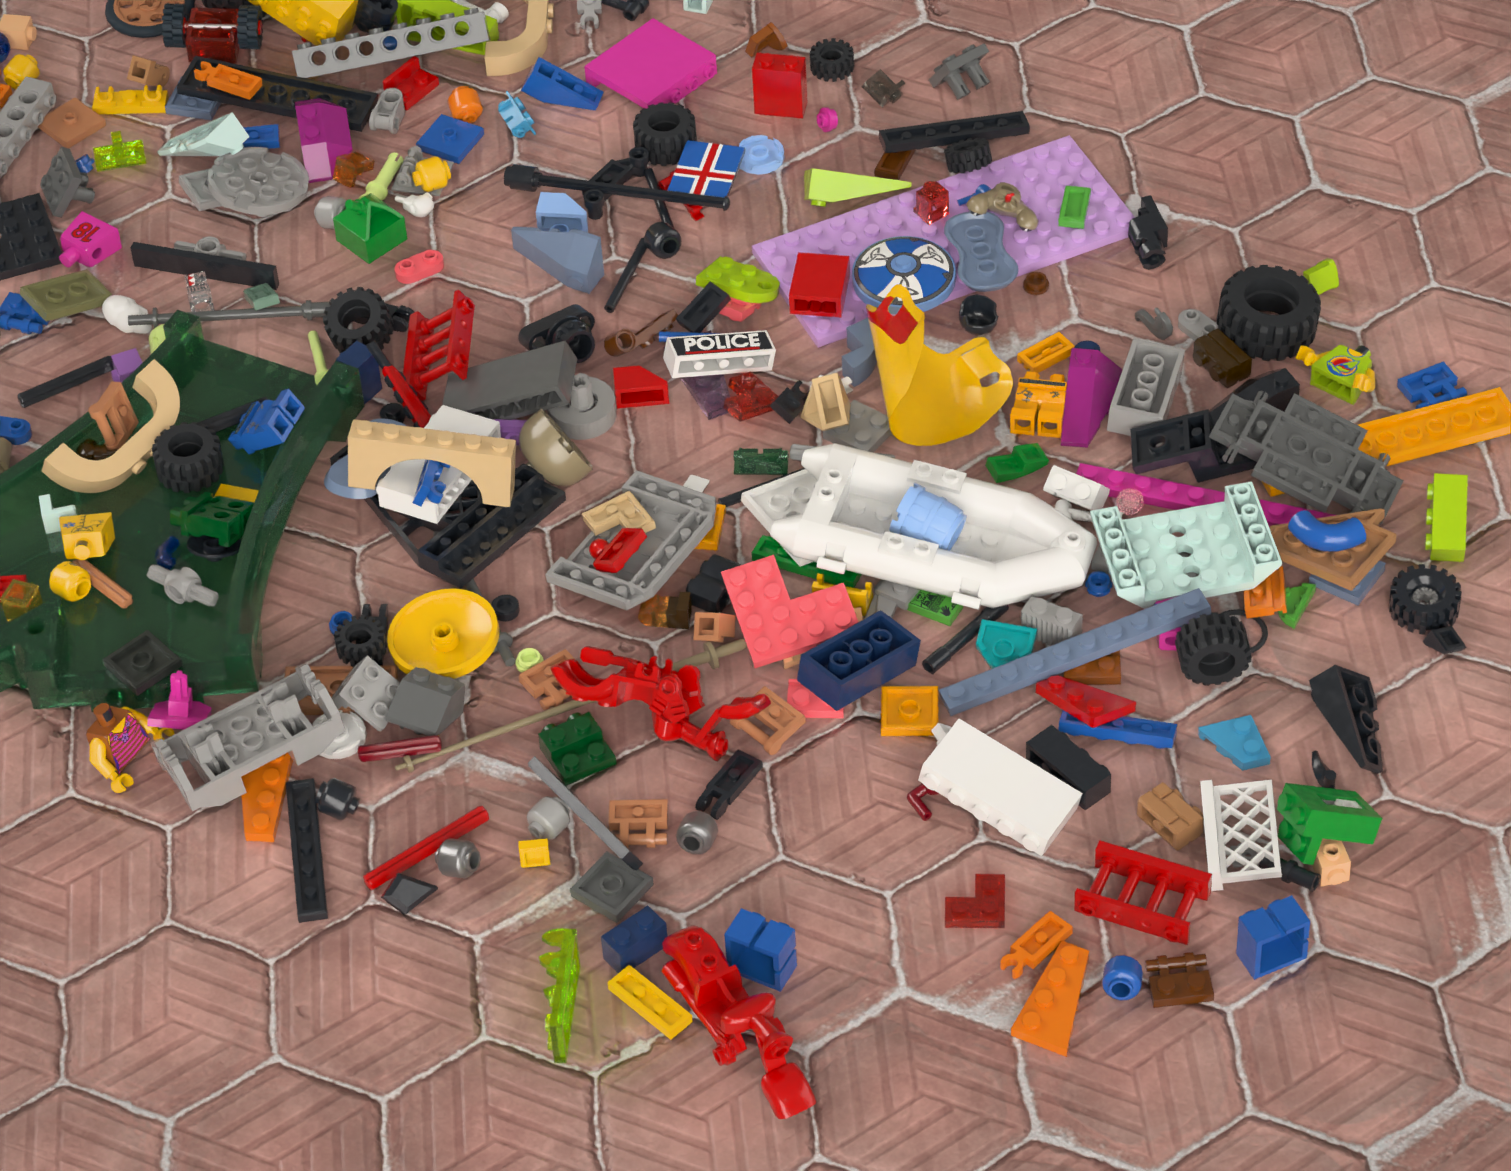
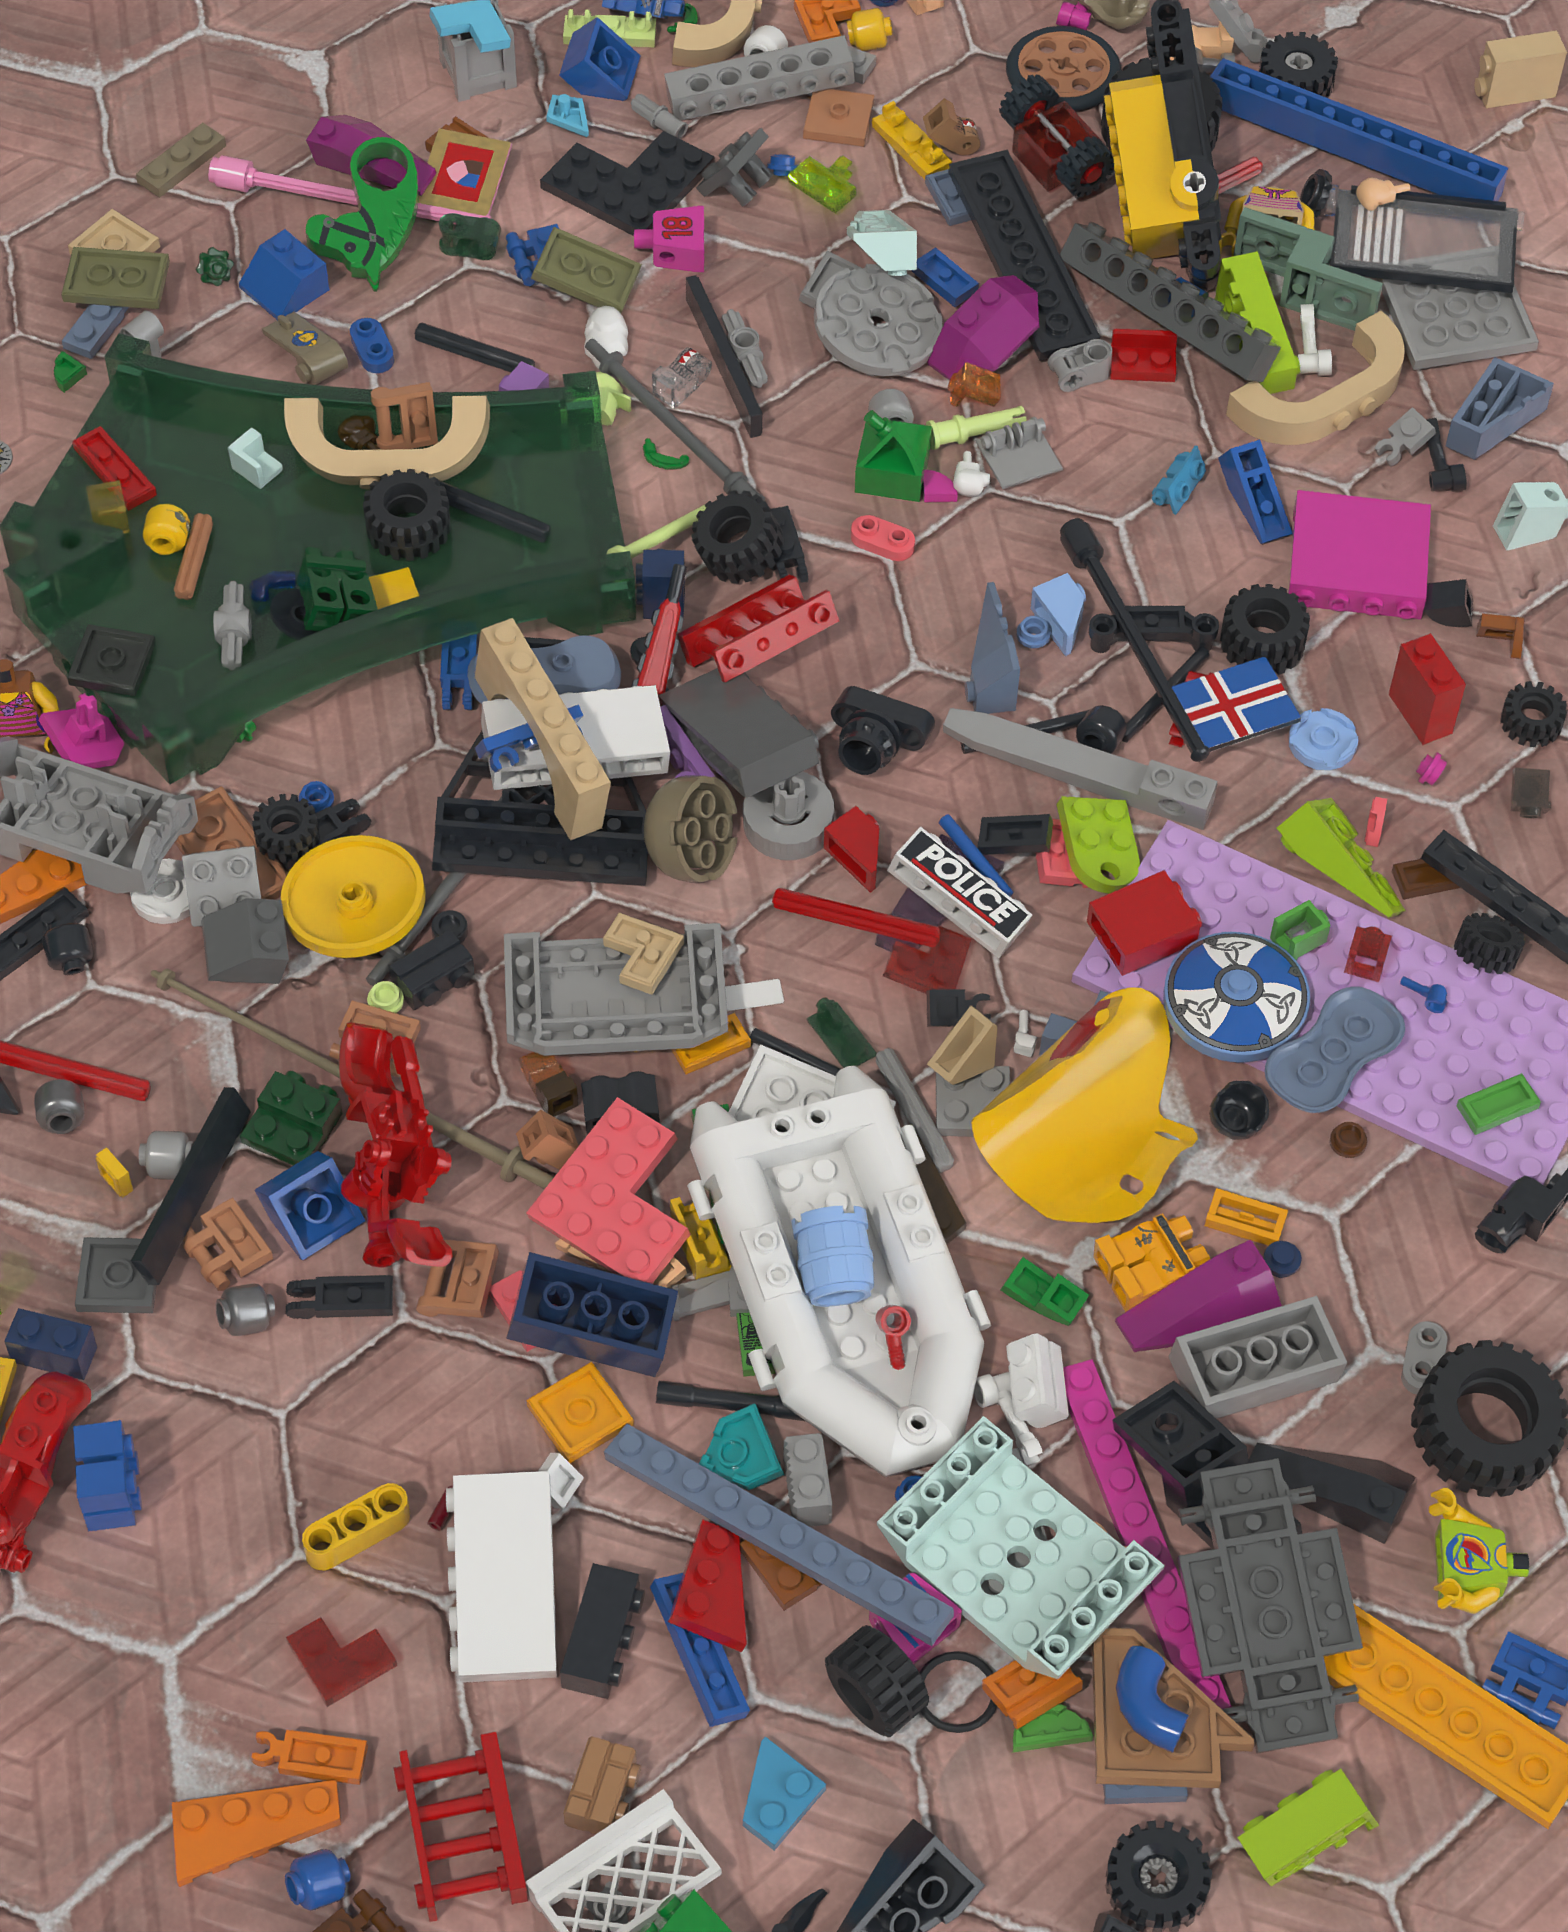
camera: 50 degrees right, 10 degrees up
(87, 535) = (233, 501): yellow torso -> none
(229, 79) = (990, 201): orange plate -> none
(249, 338) = (660, 460): none -> green piece
(261, 296) = (715, 431): sand green plate -> none
(265, 422) = (495, 545): blue hips -> none
(317, 508) = (454, 669): none -> blue hinge
(399, 748) = (175, 958): dark red axle -> none
(413, 223) = (938, 488): none -> dark pink tile
(431, 174) = (1014, 460): yellow head -> none
(450, 138) = (1096, 443): blue plate -> none
(464, 104) = (1152, 423): orange head -> none
(533, 624) = (432, 970): none -> black brick
(613, 555) = (582, 978): red plate -> none
(642, 338) = (940, 804): reddish brown plate -> none
(648, 765) = (309, 1204): none -> blue slope
(688, 411) = (856, 917): none -> red axle
(726, 50) = (1449, 603): none -> black brick
(728, 237) = (1151, 788): none -> light grey piece
(839, 160) = (1375, 821): none -> coral tile
(889, 221) = (1300, 929): none -> bright green window
(899, 849) = (363, 1510): none -> yellow beam
(989, 525) = (894, 1332): none -> red brick
(1004, 201) = (1430, 1025): dark tan head -> none
(1130, 501) = (1070, 1449): clear pink plate -> none
(1159, 327) = (1382, 1304): dark grey piece -> none
(1222, 358) = (1384, 1411): dark brown brick -> none

